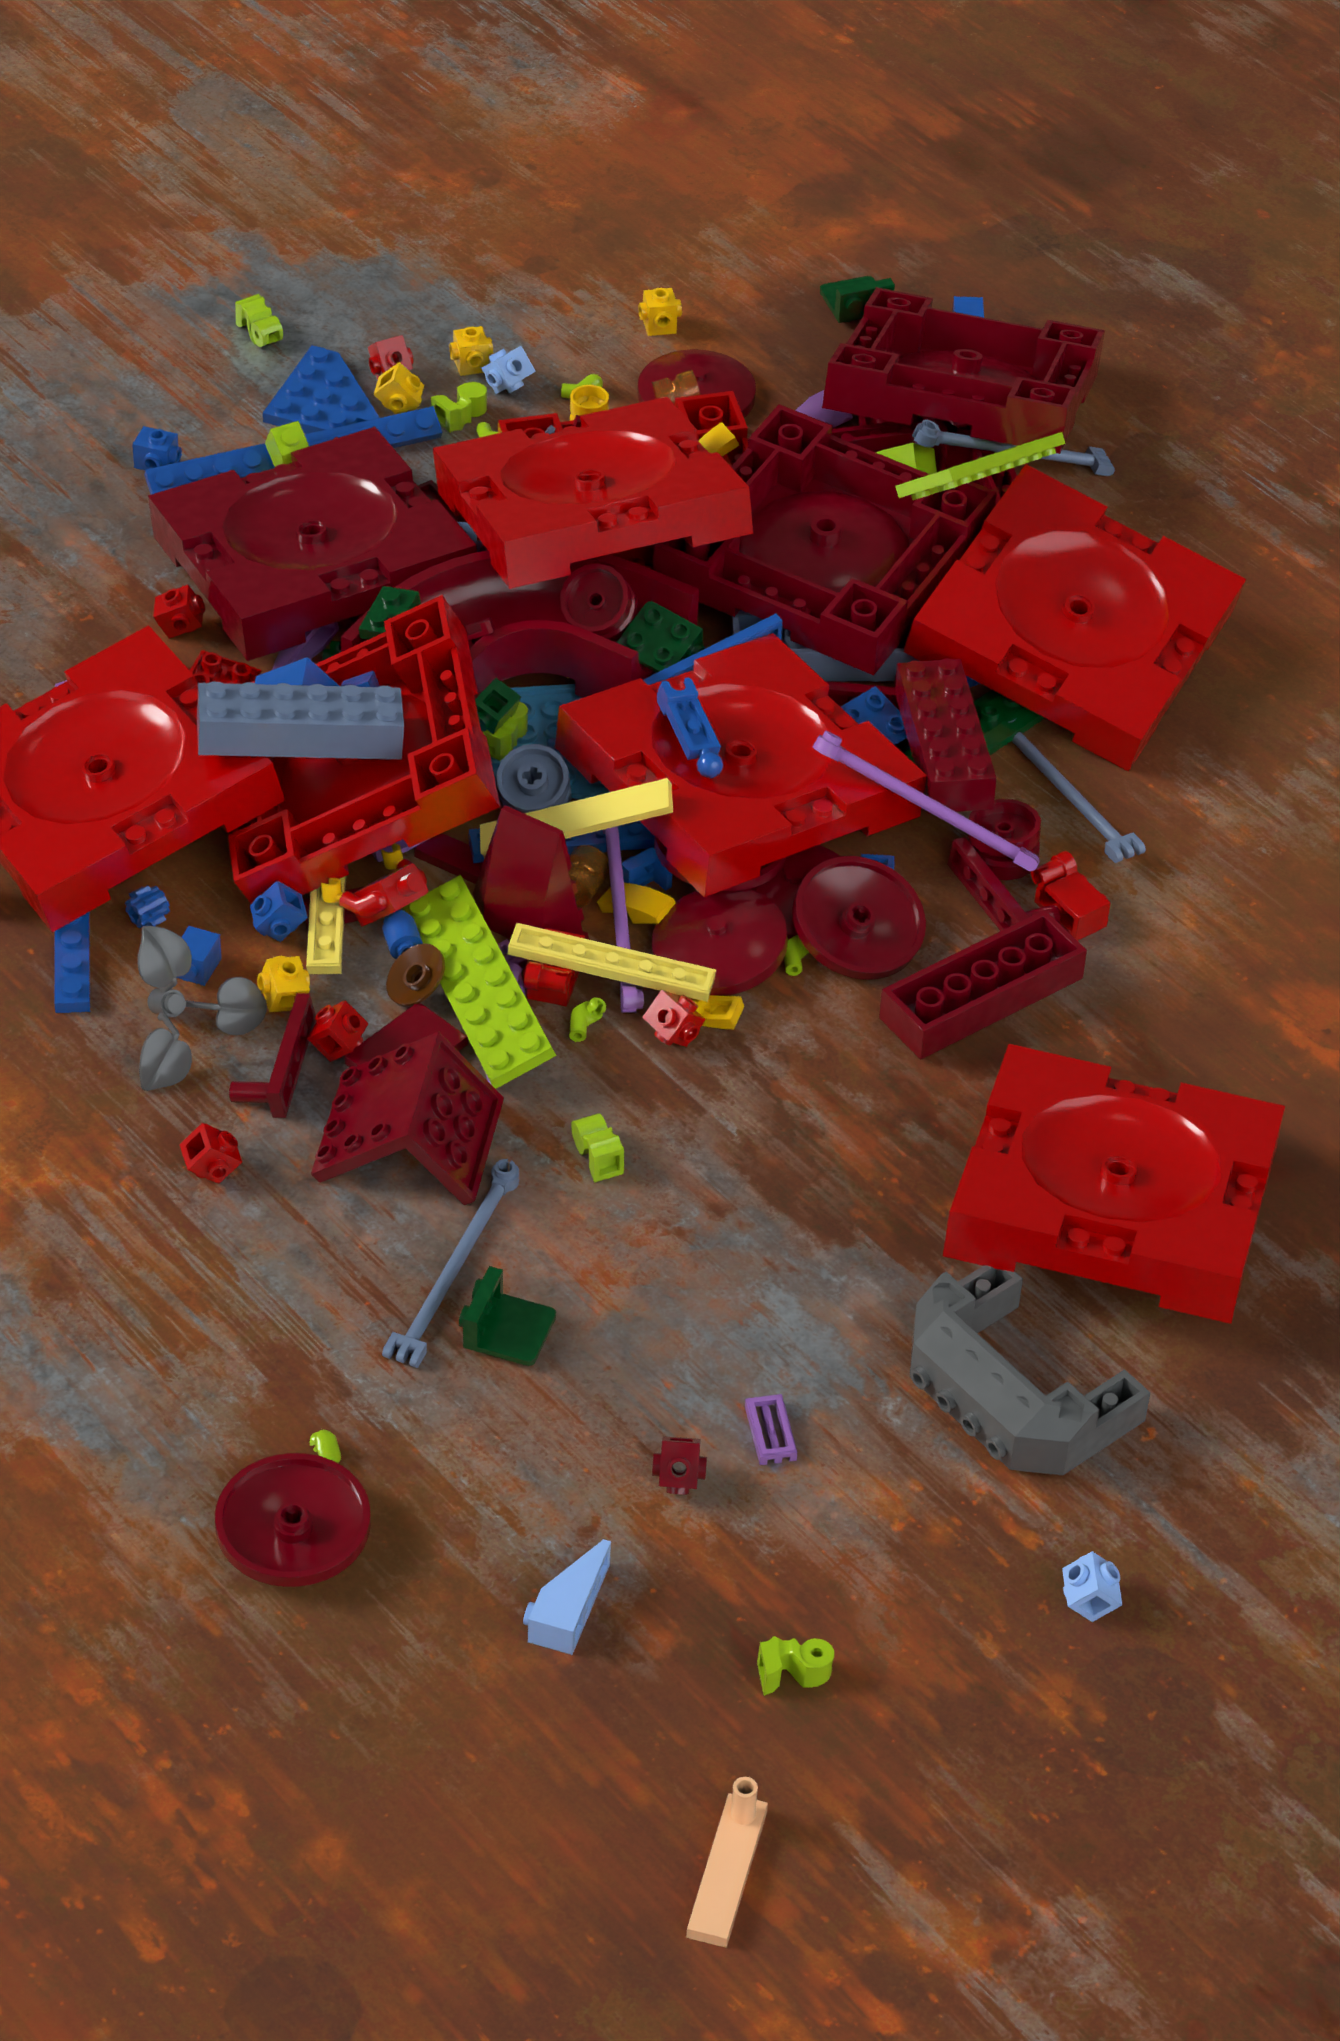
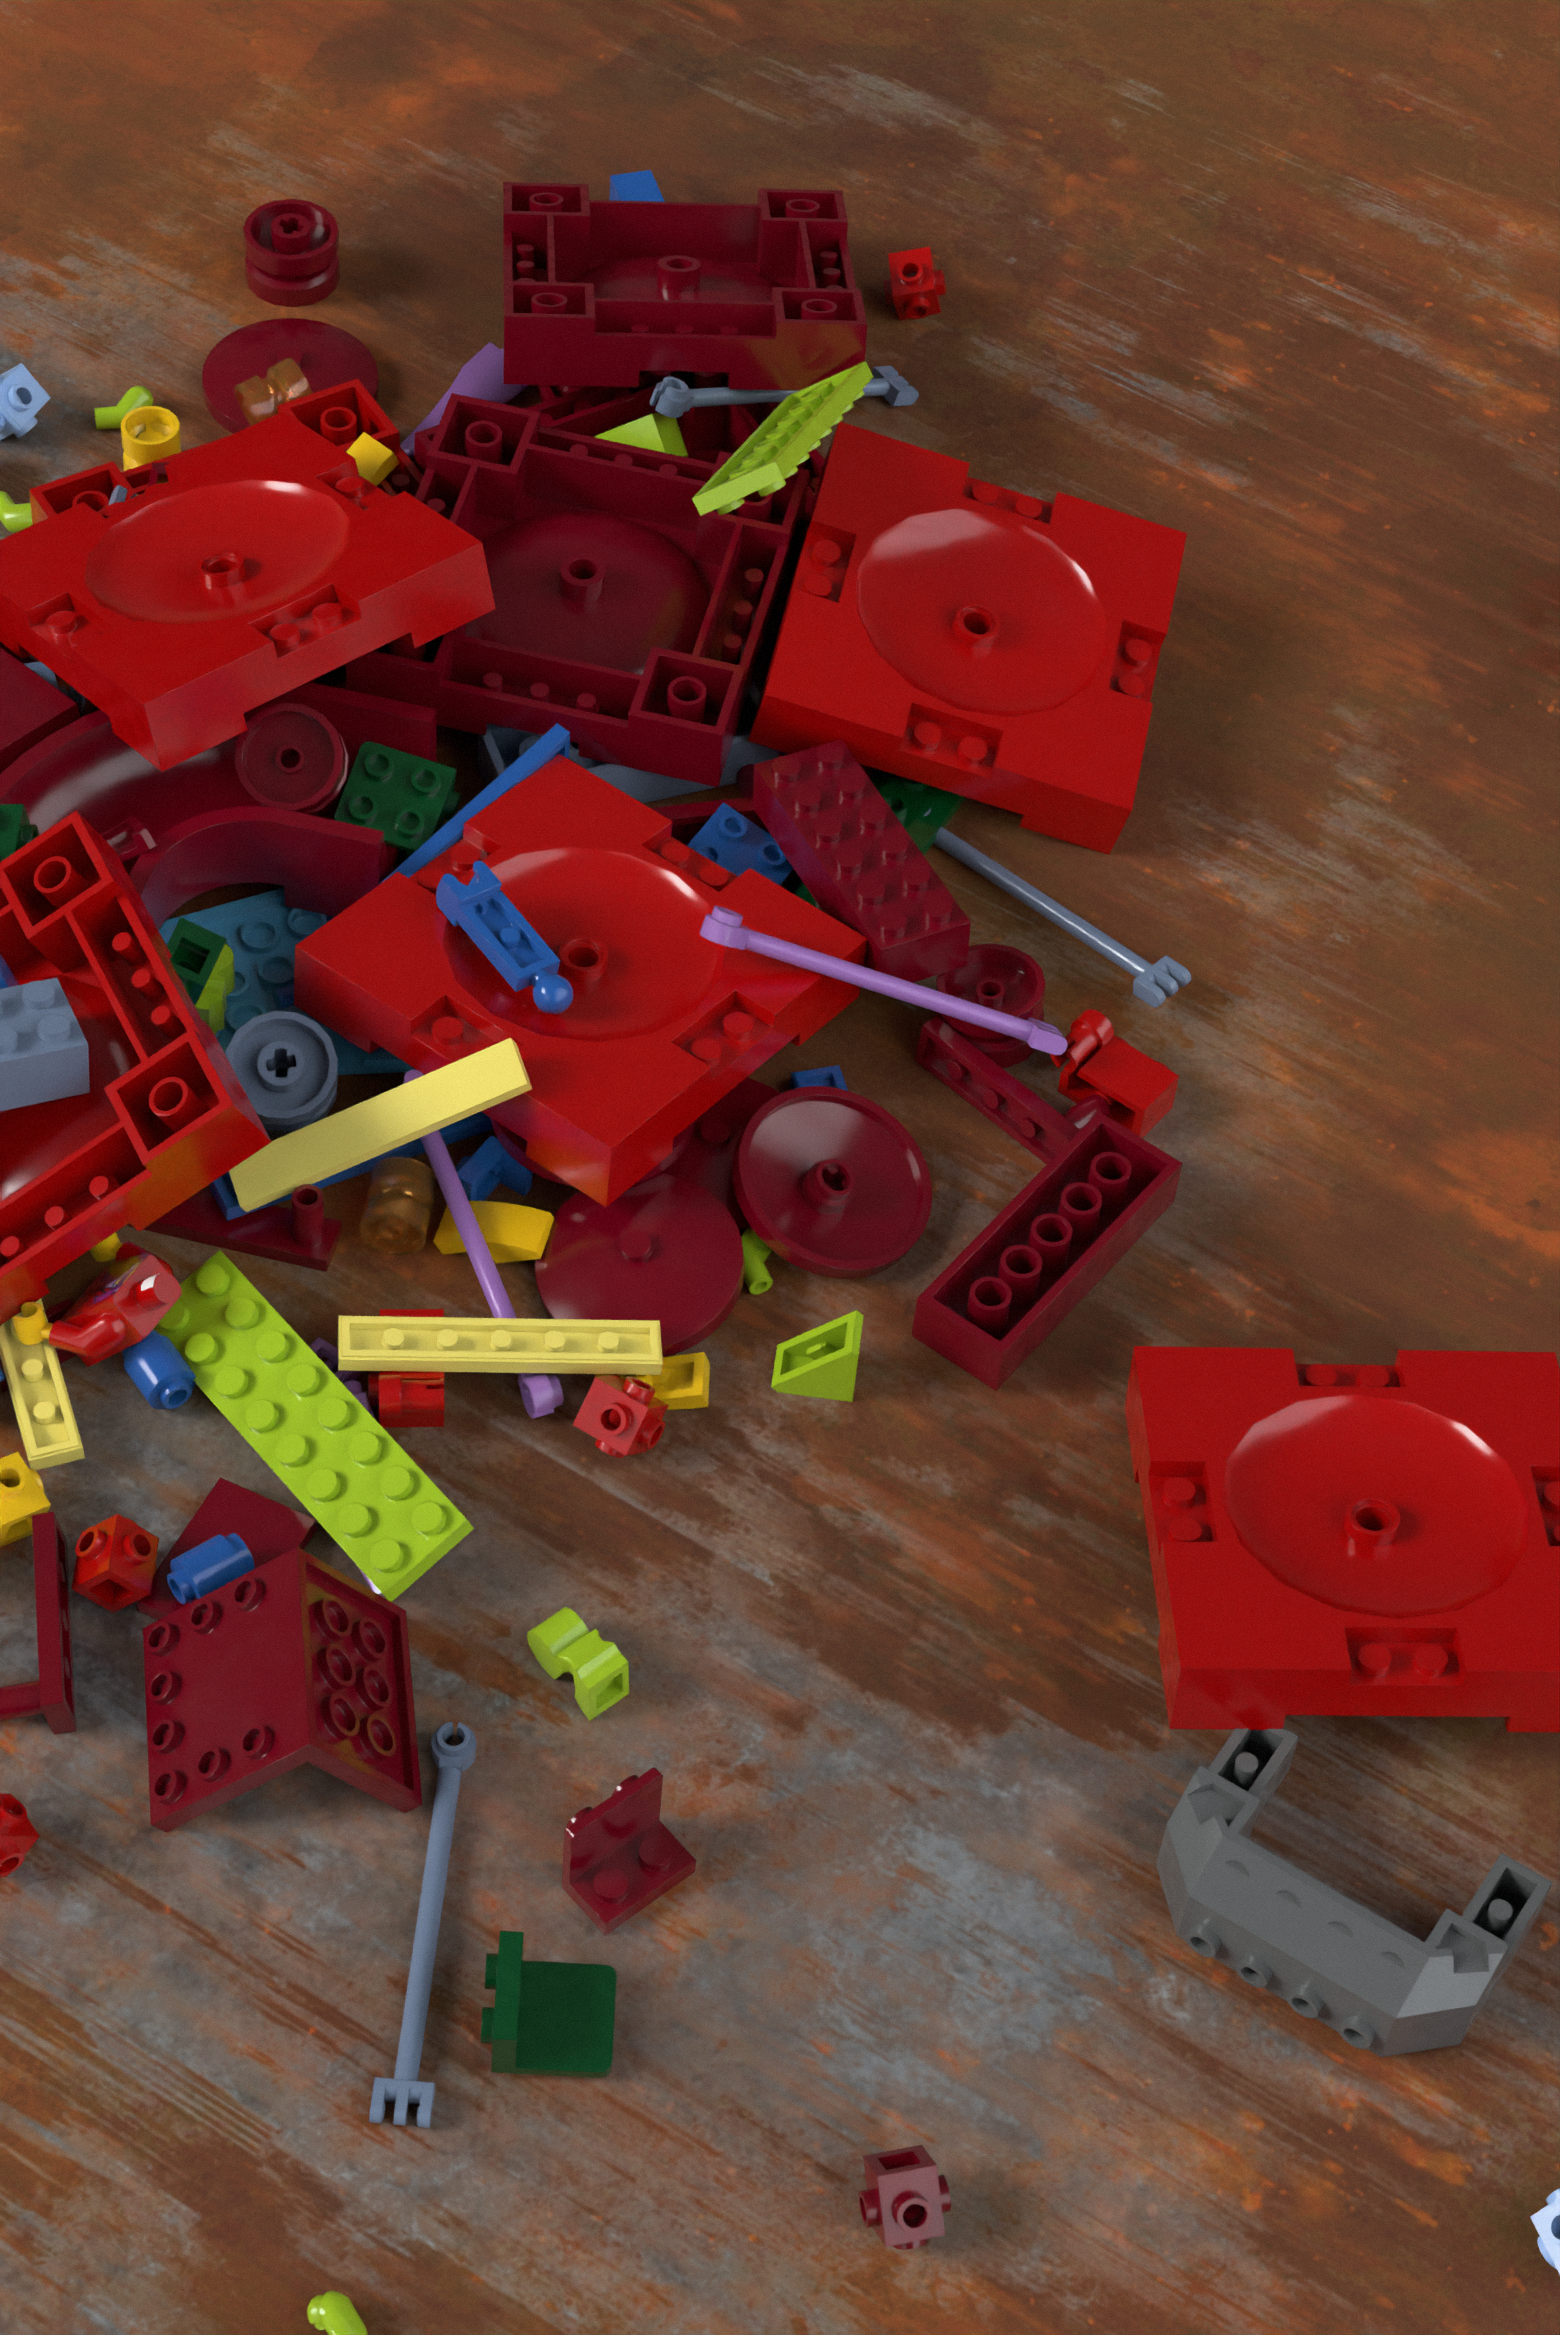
camera: 20 degrees left, 5 degrees up
(388, 1040) = (209, 1567): none -> blue brick
(415, 974) = (186, 1431): reddish brown dish -> none
(527, 877) = (332, 1241): dark red wedge -> none
(582, 1247) = (622, 1853): none -> dark red bracket
(585, 1015) = (479, 1440): lime arm -> none
(660, 311) = (199, 271): yellow brick -> none
(724, 310) = (291, 252): none -> dark red wheel
(775, 1452) = (1030, 2128): medium lavender tile -> none
(815, 1018) = (821, 1360): none -> lime slope
(849, 296) = (466, 199): dark green bracket -> none
(1136, 399) = (914, 284): none -> red brick

